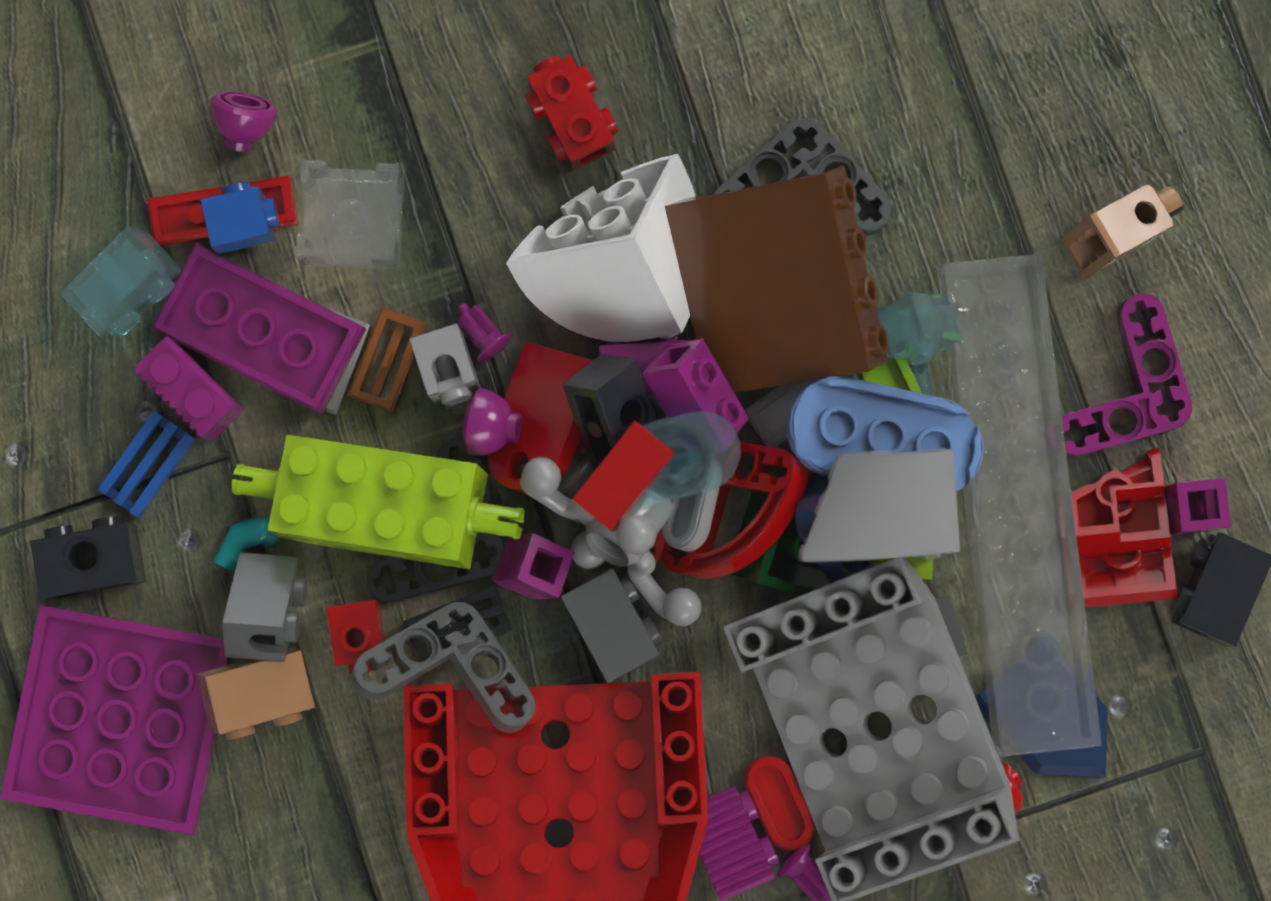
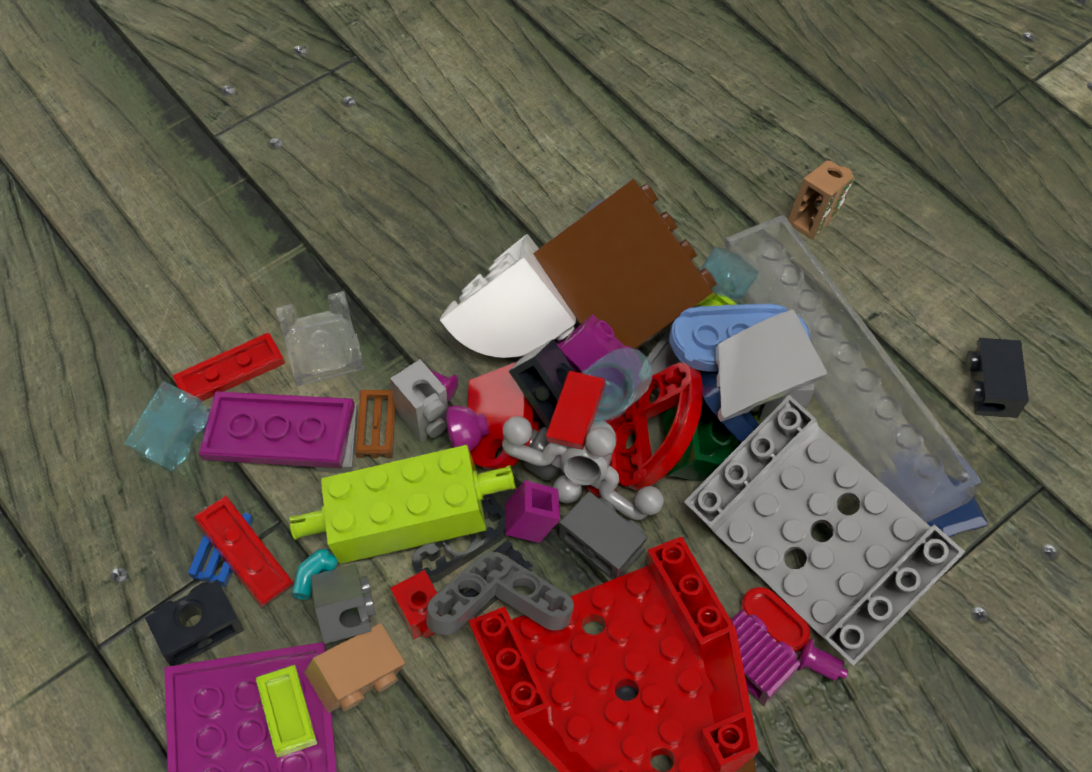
camera: 25 degrees left, 25 degrees down
(163, 712) = (286, 711): none -> lime tile
(169, 487) = (243, 551): none -> red tile
(188, 389) = (238, 479): magenta brick -> none
(239, 218) = (243, 359): blue brick -> none
(242, 118) = (225, 306): magenta brick -> none
(565, 100) = (447, 239): red brick -> none
(690, 520) = (630, 438): light grey tile -> none
(1125, 536) = (926, 365): red slope -> none
(1144, 403) = (885, 283): magenta beam -> none
(1197, 506) = (955, 330): magenta brick -> none

